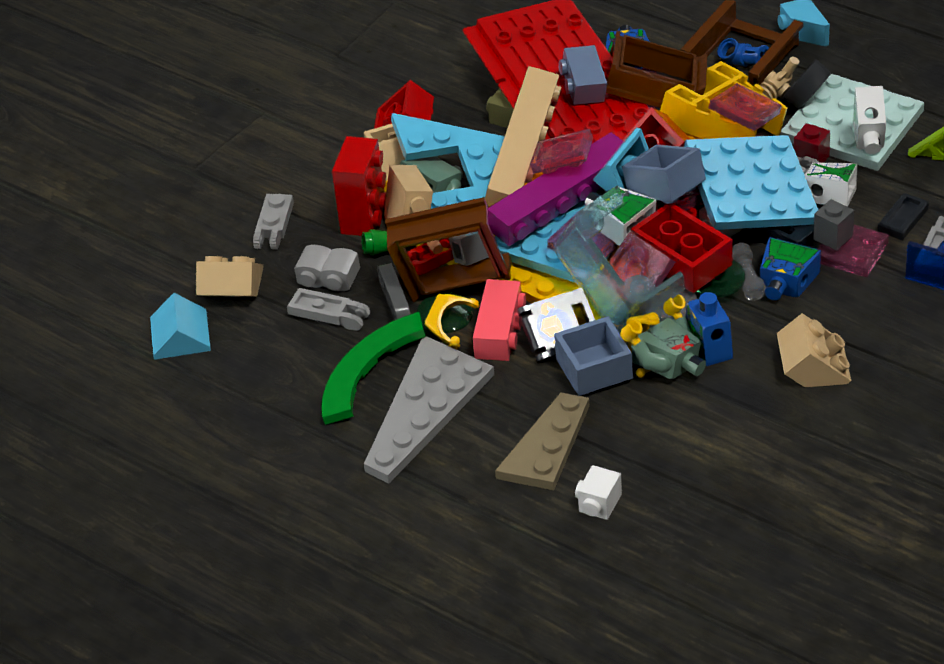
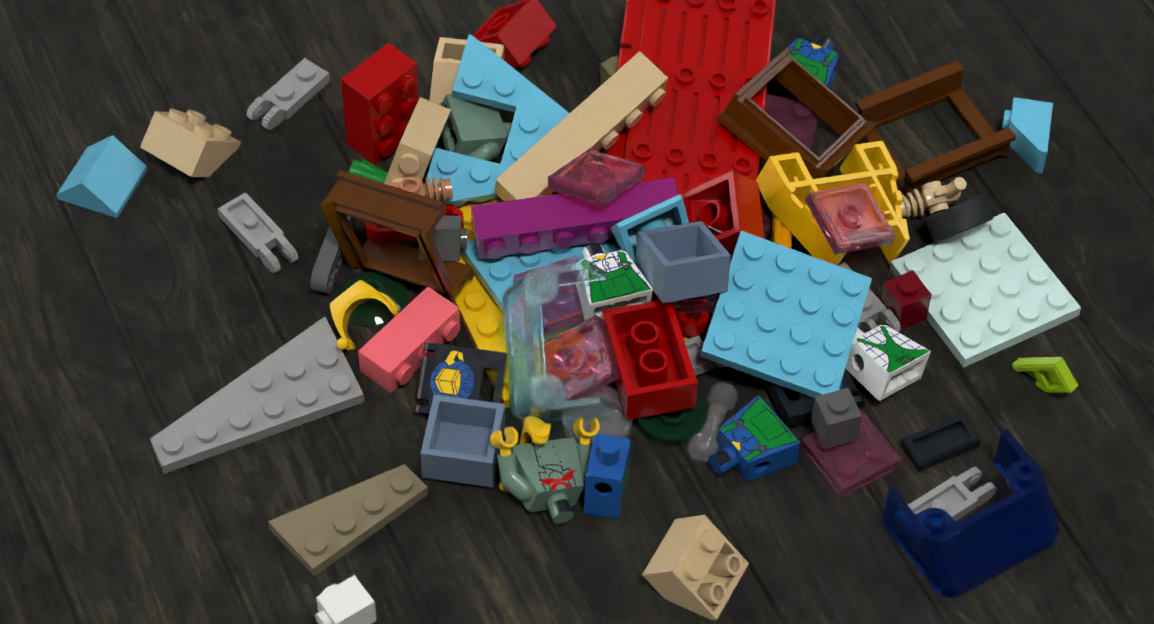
camera: 25 degrees right, 10 degrees up
(327, 267) = (292, 182): light grey brick -> none
(341, 386) = (238, 313): green tile -> none
(583, 75) = (705, 87): sand blue brick -> none
(739, 56) = (926, 134): blue connector -> none
(869, 131) = (980, 305): white torso -> none

